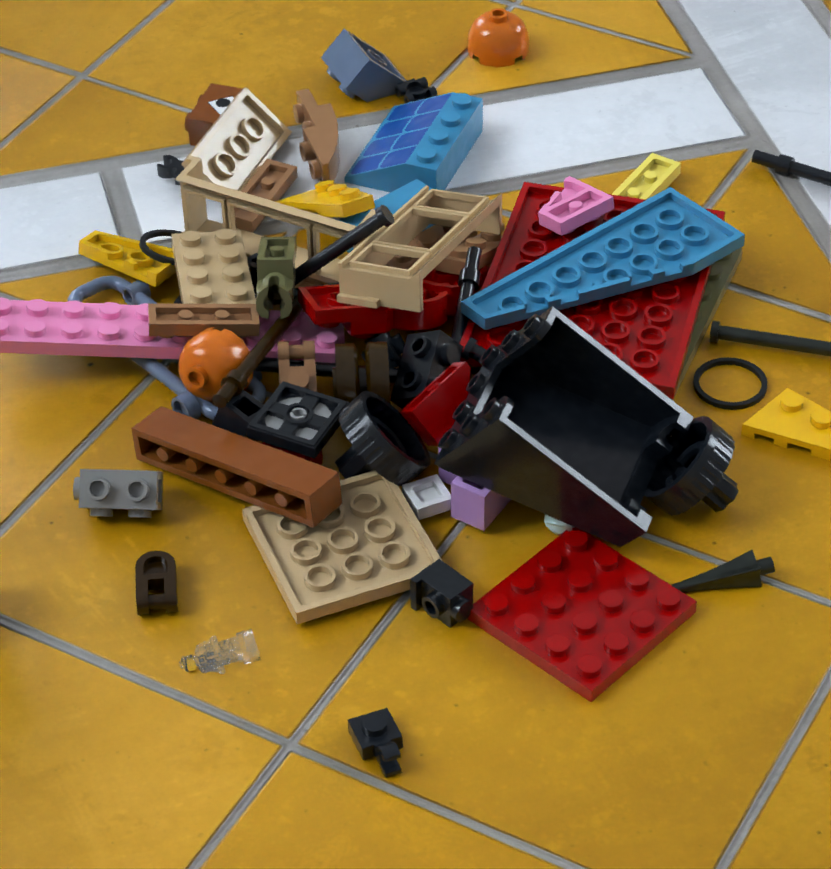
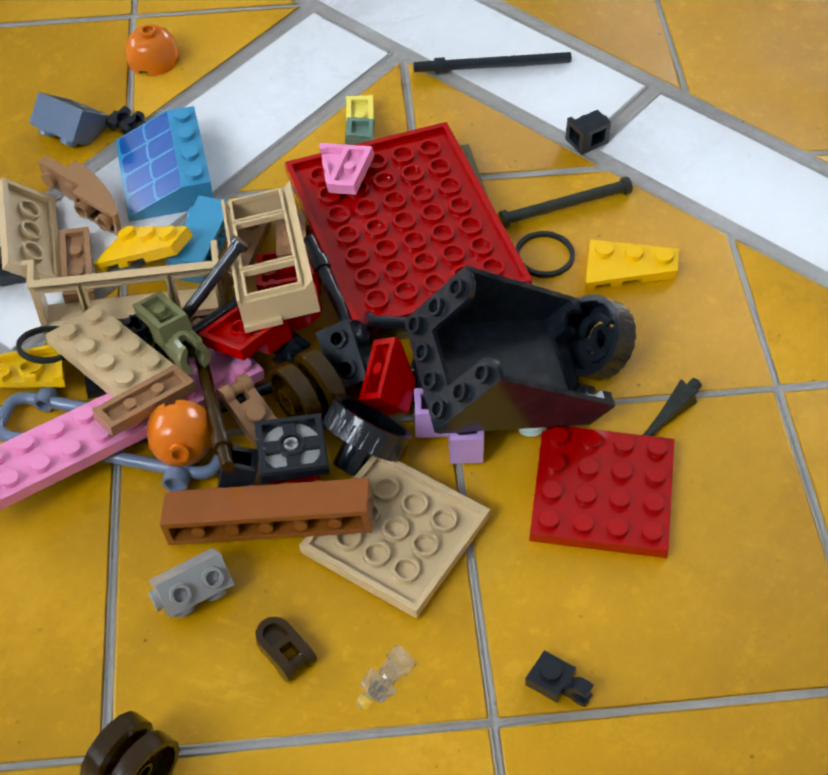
camera: 35 degrees left, 10 degrees up
(427, 496) = (424, 456): white plate -> none
(442, 593) = (506, 532): black brick -> none
(633, 185) = (359, 130): none -> sand green tile
(635, 250) = (415, 188): dark azure wing -> none

